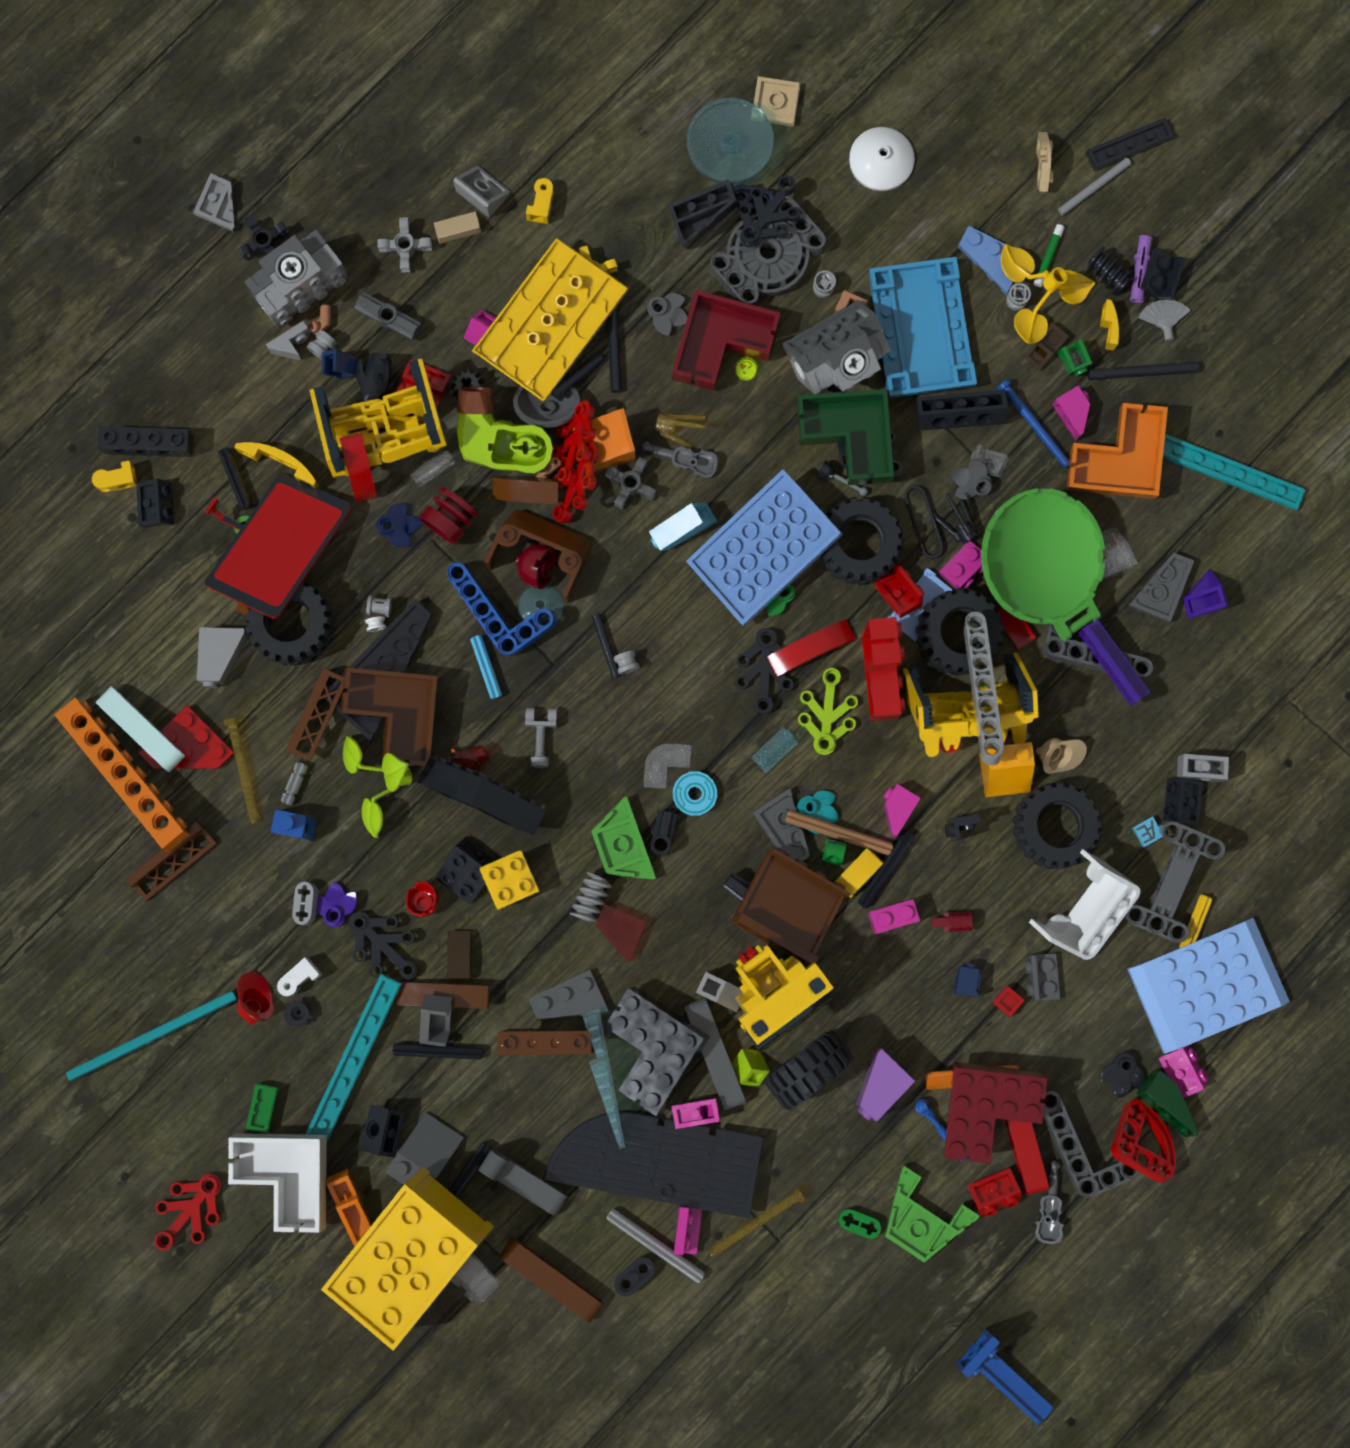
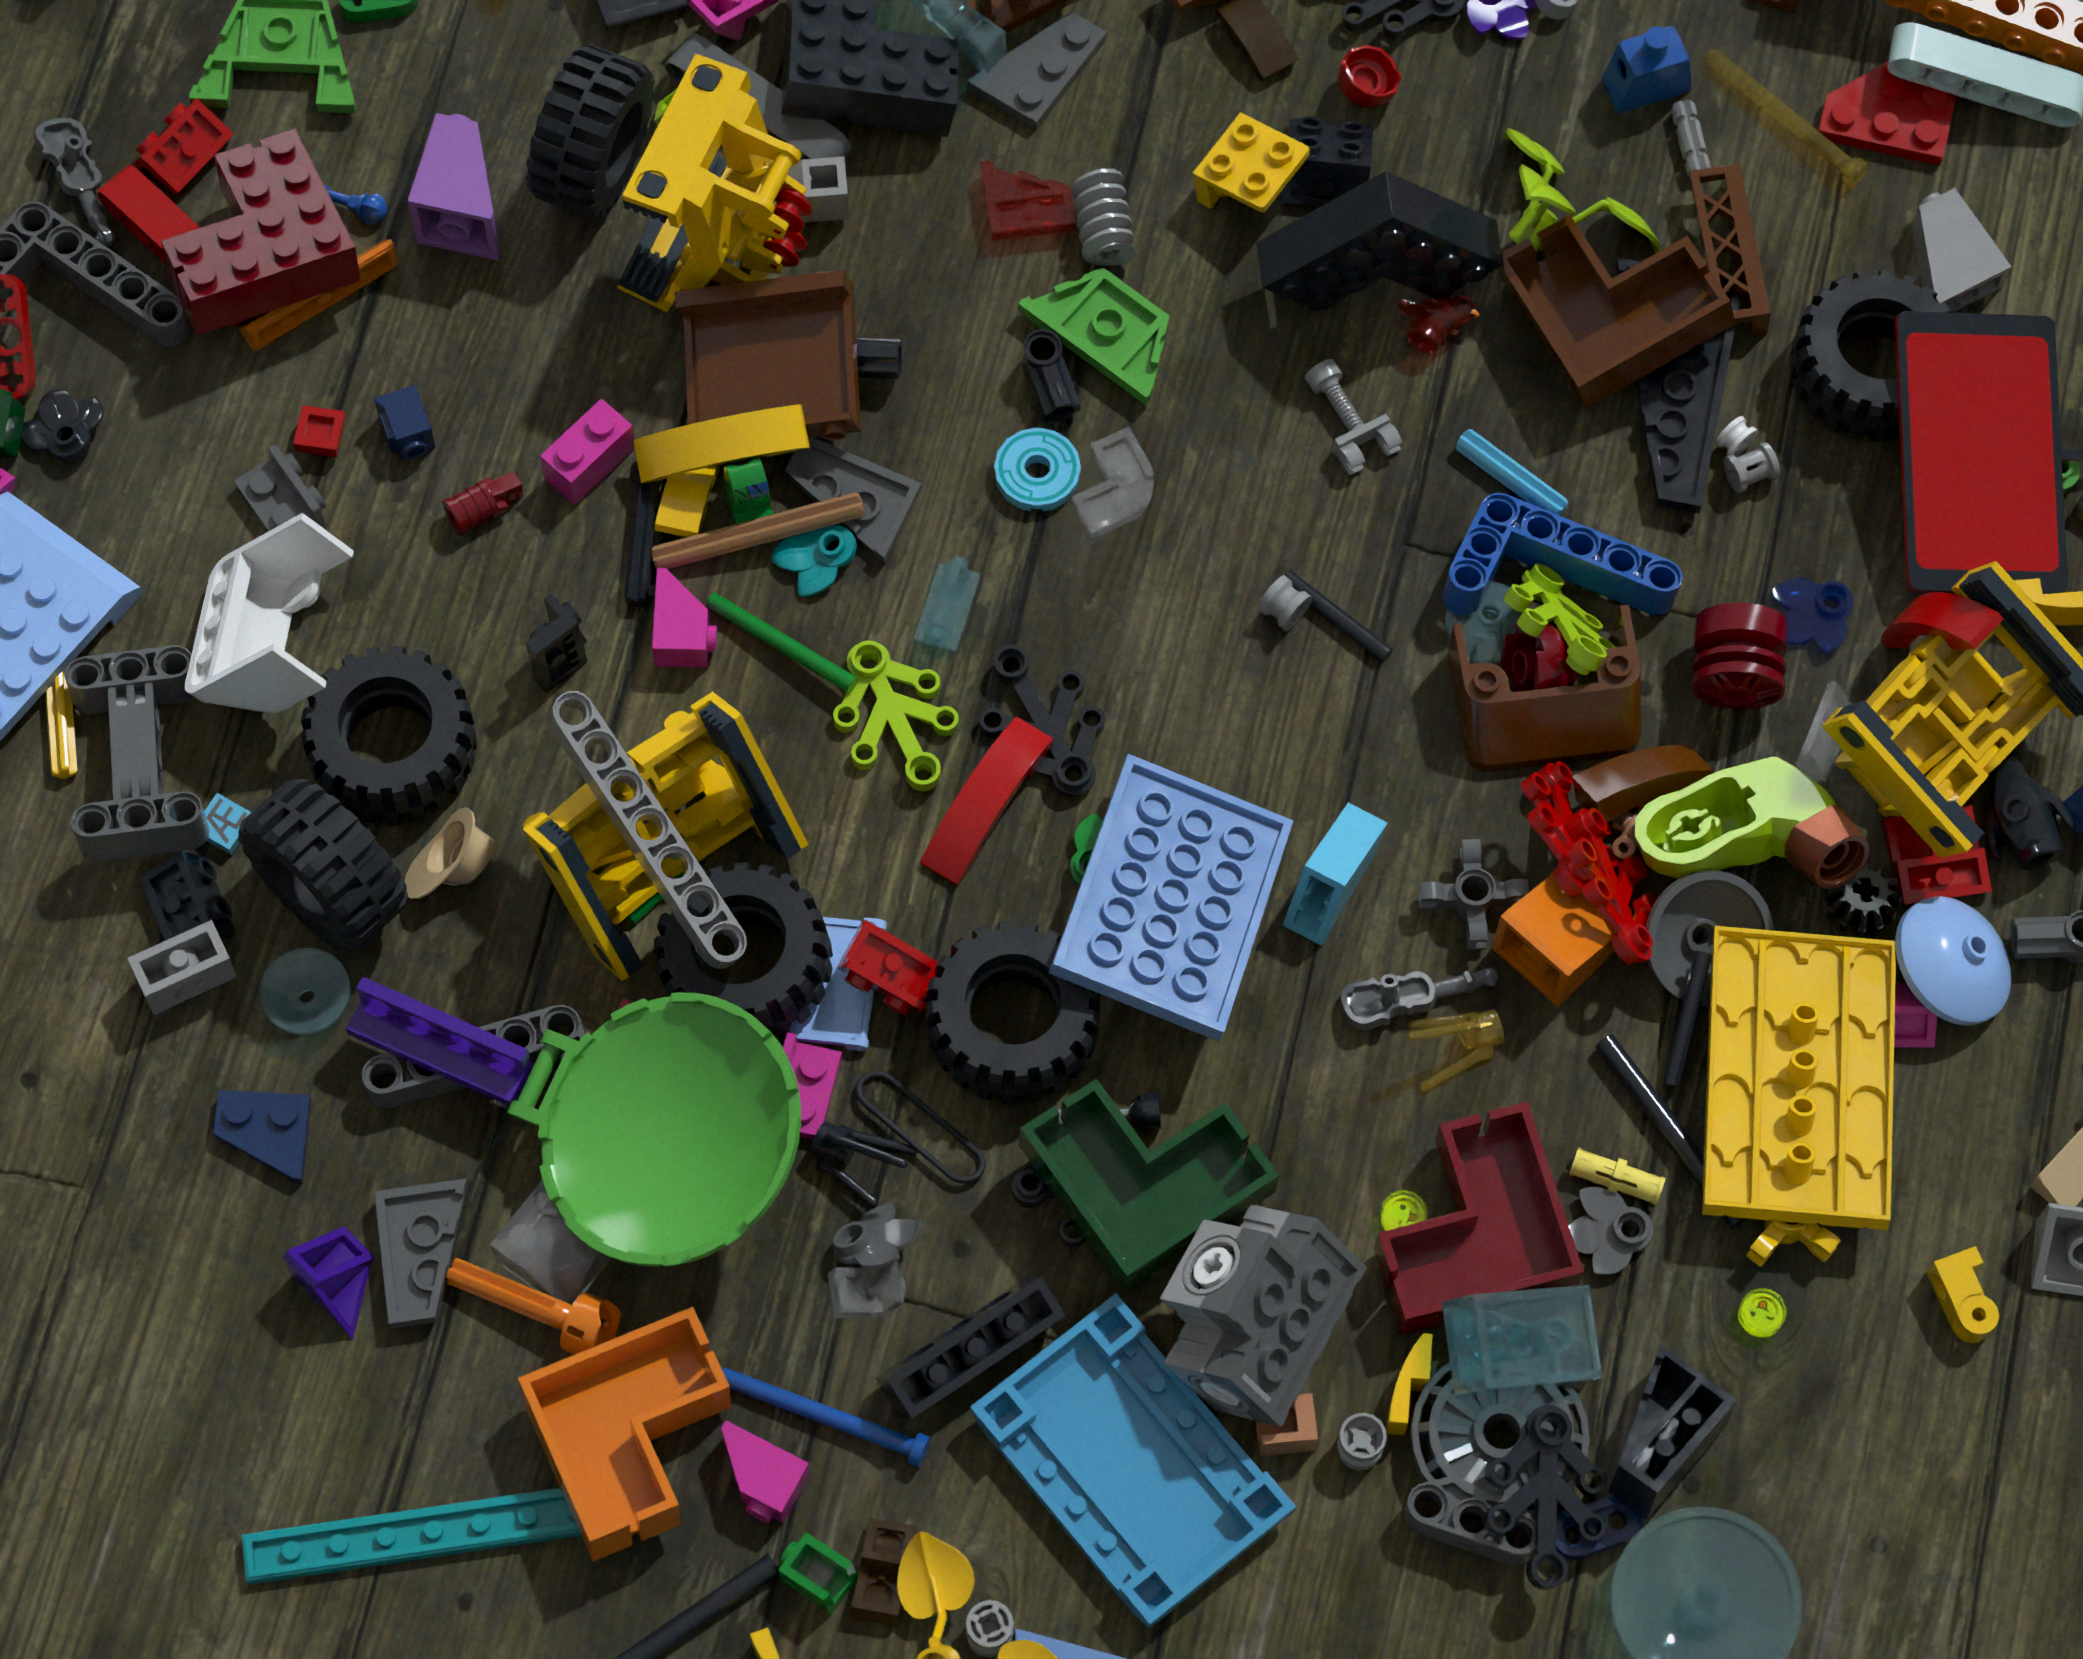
camera: 150 degrees right, 15 degrees down
(450, 334) = (1953, 960): none -> light blue dish
(508, 603) = (1577, 627): none -> lime plant
(626, 245) = (1762, 1312): none -> clear neon green tile
(648, 332) = (1617, 1176): none -> light yellow pin
(740, 274) = (1521, 1339): none -> clear light blue slope
(787, 298) = (1412, 1377): none -> yellow slope
(837, 874) = (721, 442): none -> yellow slope
(852, 762) = (781, 642): none -> green bar
(881, 660) = (865, 837): red piece -> none
(1012, 773) = (527, 781): light orange slope -> none
(1114, 513) = (578, 1322): none -> orange piece
(1125, 768) = (323, 864): none -> black tyre
(1164, 726) = (300, 972): none -> clear light blue dish
(1200, 680) = (266, 1127): none -> dark blue wing

